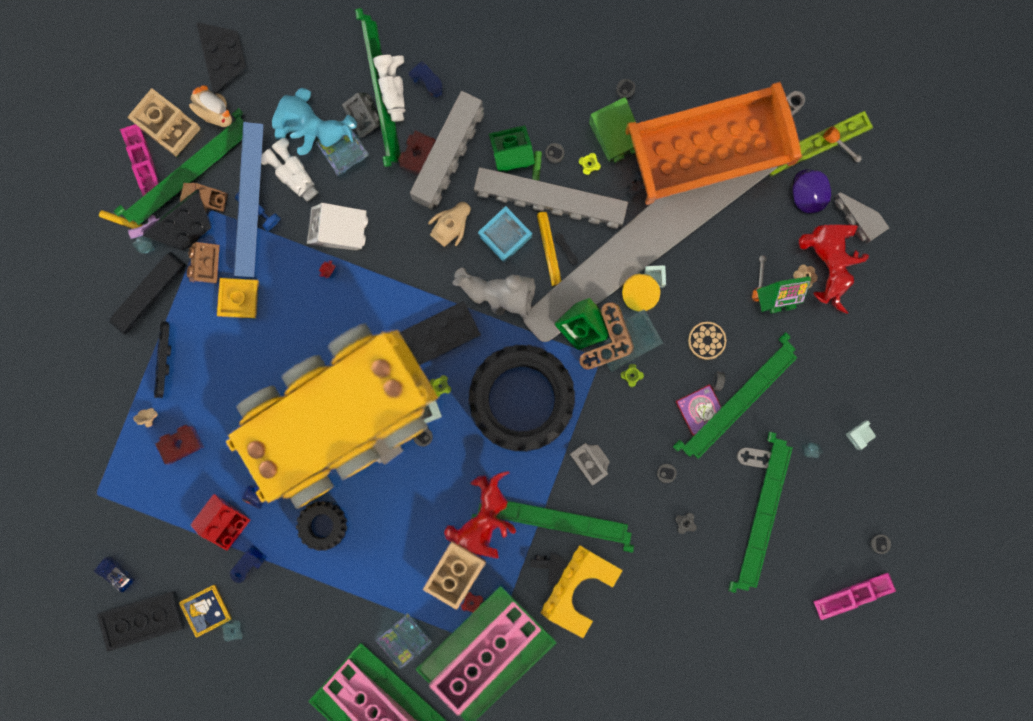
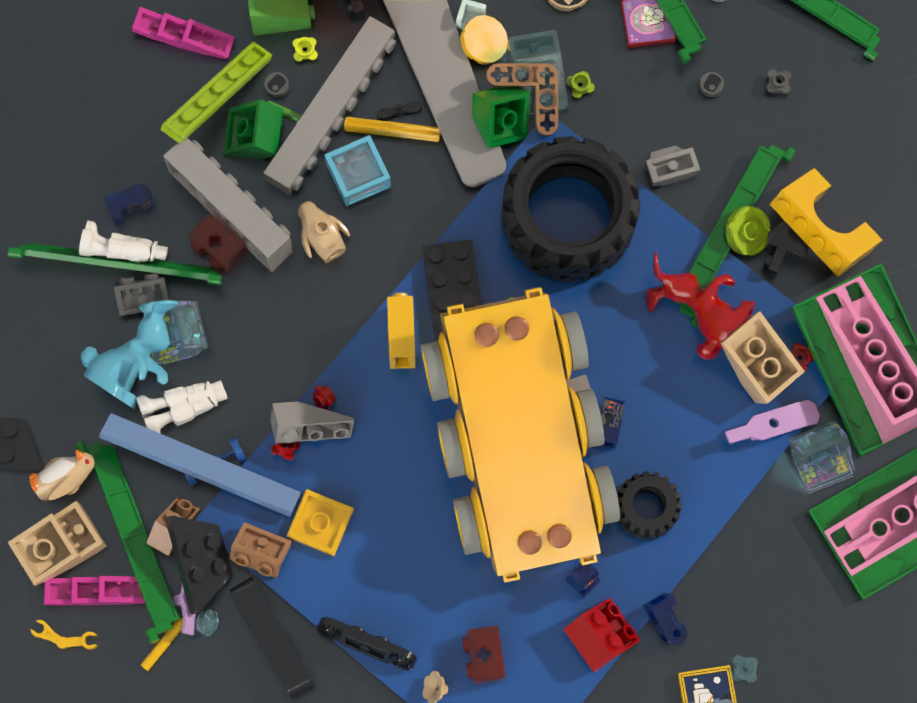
camera: 75 degrees left, 10 degrees down
(100, 151) = (63, 642): none -> yellow piece
(287, 251) = (285, 450): none -> red plate
(302, 261) = (306, 422): none -> light grey slope
(337, 227) = (273, 369): white slope -> none
(375, 479) = (611, 419): none -> clear blue leg
(390, 307) = (401, 331): none -> yellow brick
(421, 607) = (786, 418): none -> lavender piece
(512, 293) = (435, 181): light grey animal -> none
(527, 111) = (216, 92): none -> lime tile
(557, 535) = (748, 230): none -> lime tile
(570, 71) = (183, 34): none -> dark pink slope

